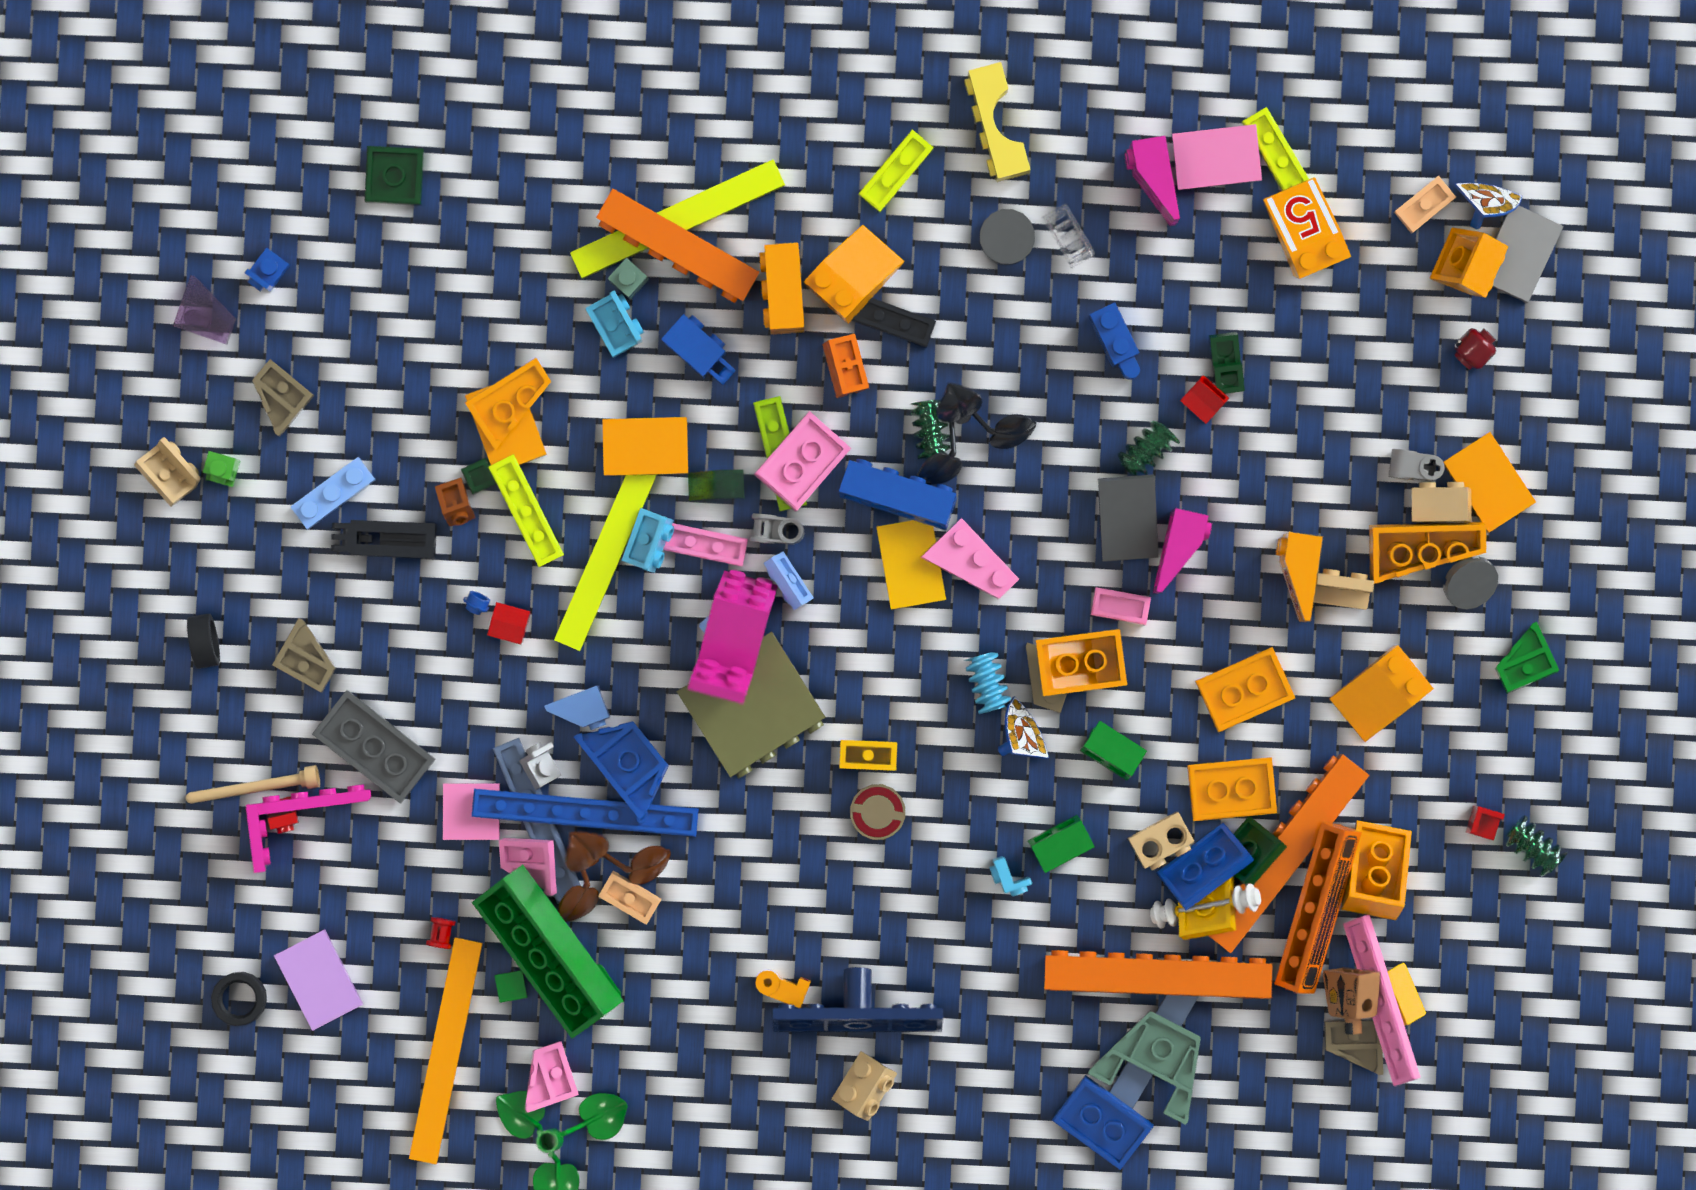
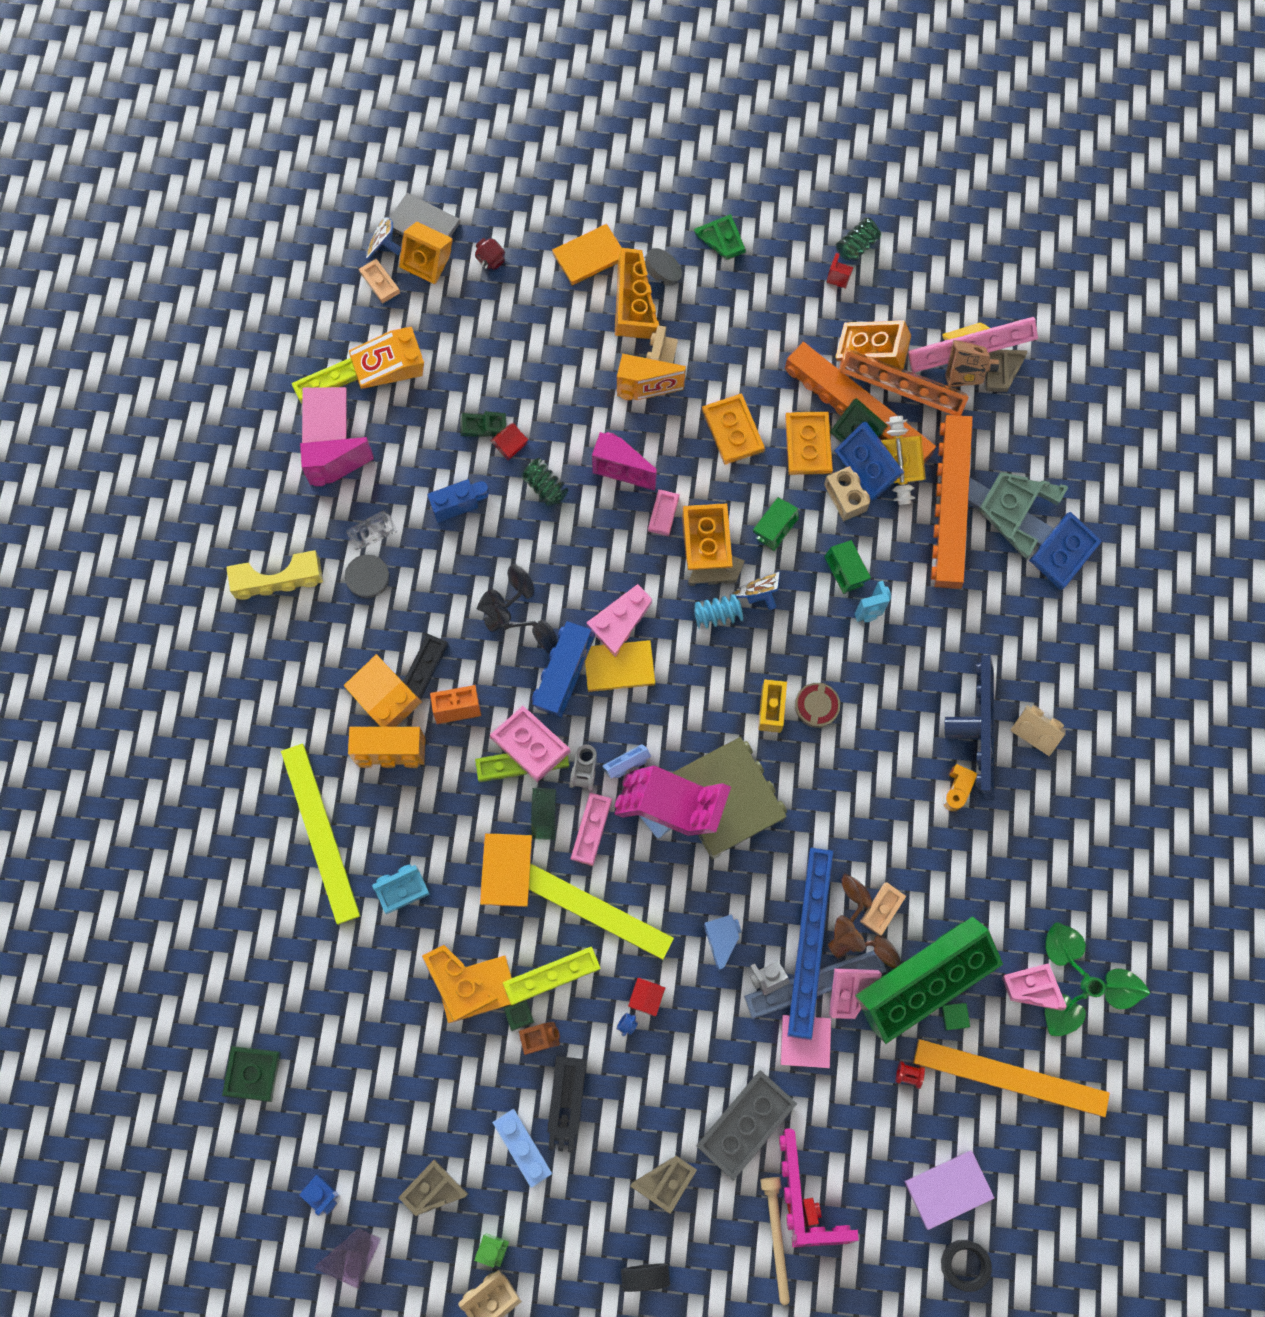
camera: 90 degrees left, 15 degrees down
(627, 763) = (770, 903): blue wing -> none
(628, 279) = (363, 874): sand green brick -> none
(648, 540) = (585, 873): medium azure bracket -> none
(677, 245) = (340, 831): orange brick -> none
(698, 348) = (429, 821): blue brick -> none
(896, 171) = (304, 657): neon yellow tile -> none
(930, 429) = (512, 641): clear green piece -> none
(1128, 517) = (595, 499): dark grey tile -> none
(1381, 693) = (740, 332): light orange slope -> none
(1410, 465) = (572, 300): light grey piece -> none
(1441, 504) = (603, 281): tan brick -> none

